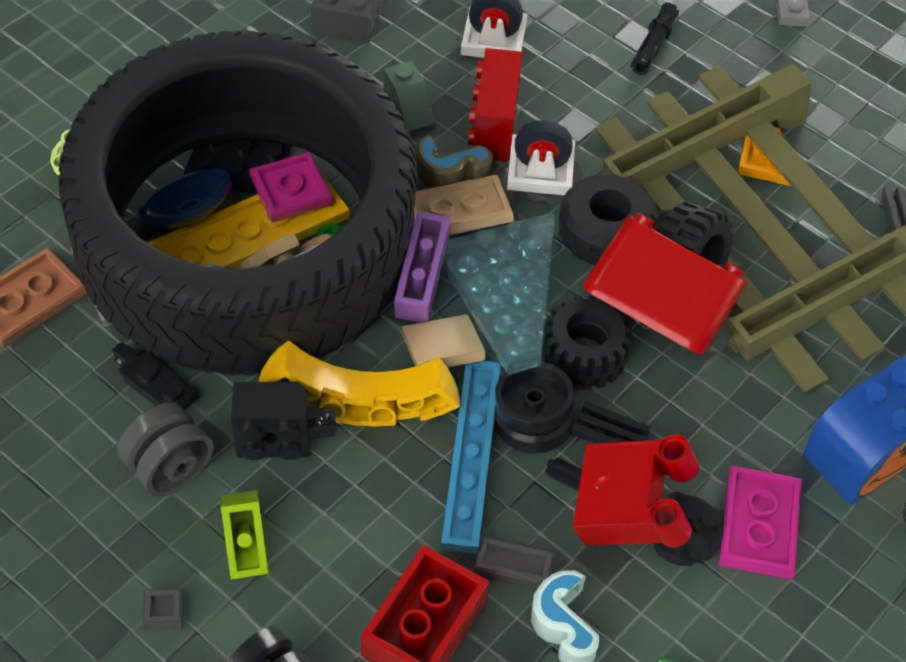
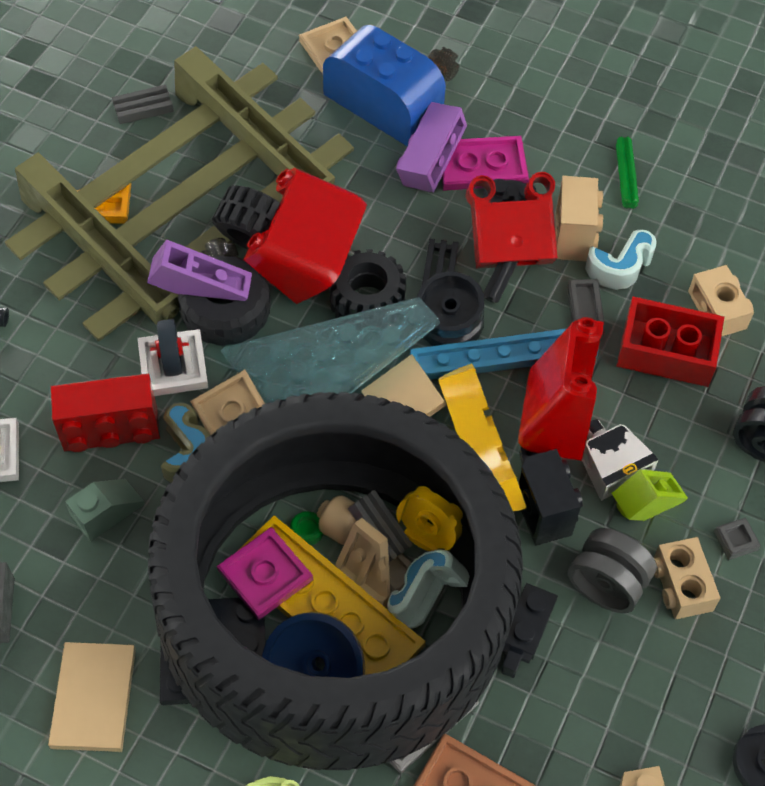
camera: 105 degrees left, 5 degrees up
(134, 539) = (693, 577): none -> tan brick
(301, 513) = (614, 457): none -> white torso
(424, 483) = (562, 393): none -> red windscreen
(621, 177) = (197, 274): none -> medium lavender slope
(630, 571) = (578, 217): none -> tan brick
(782, 456) = (431, 147): none -> medium lavender brick

